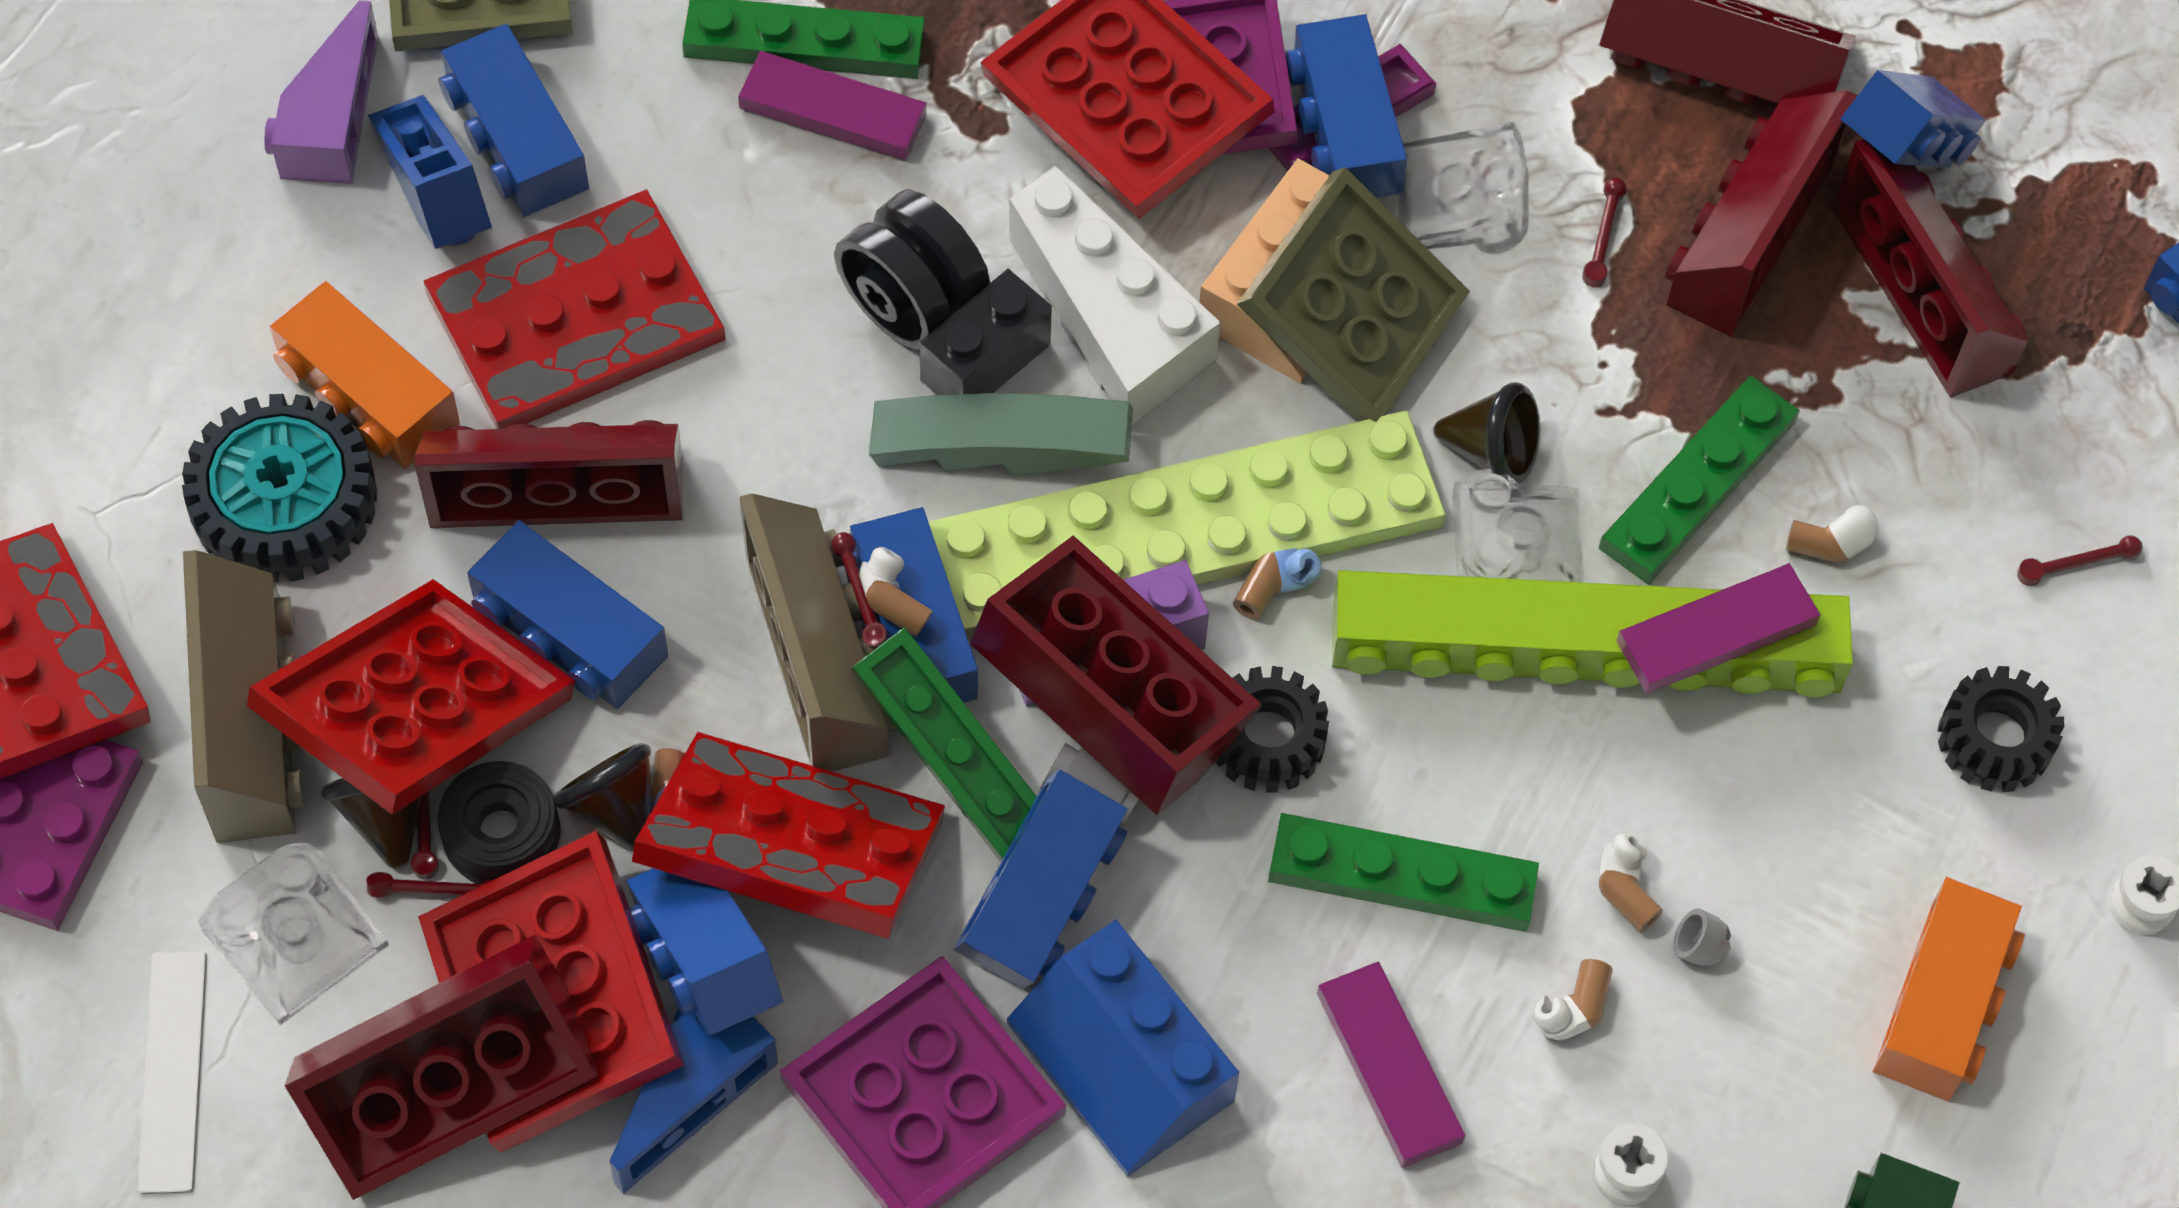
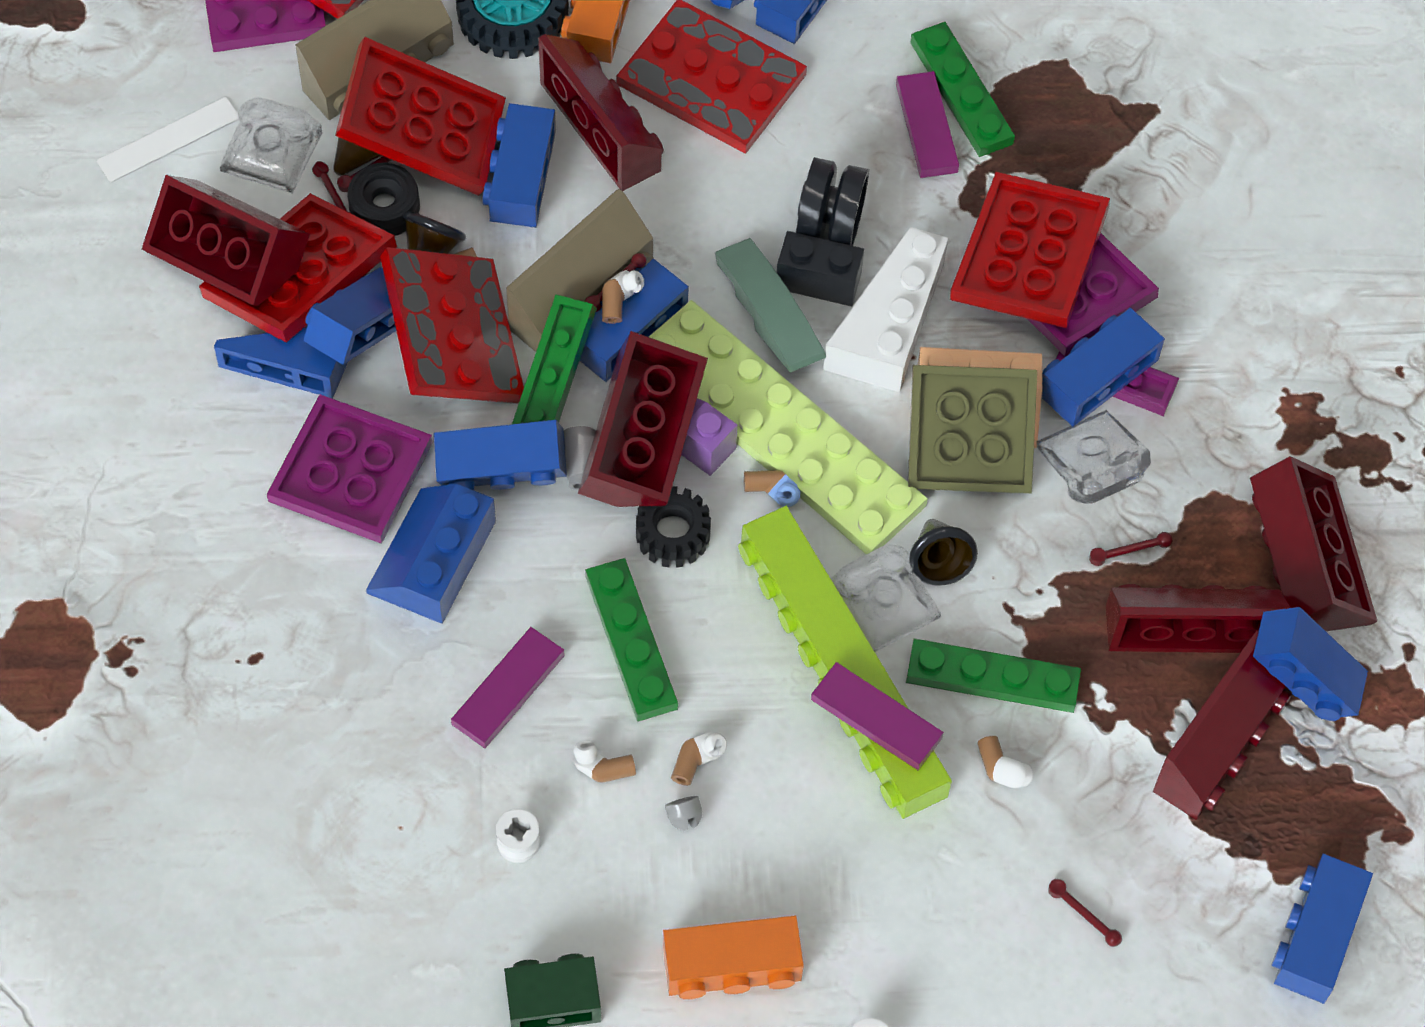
camera: 60 degrees right, 0 degrees up
(2015, 700) = (934, 888): black tyre -> none

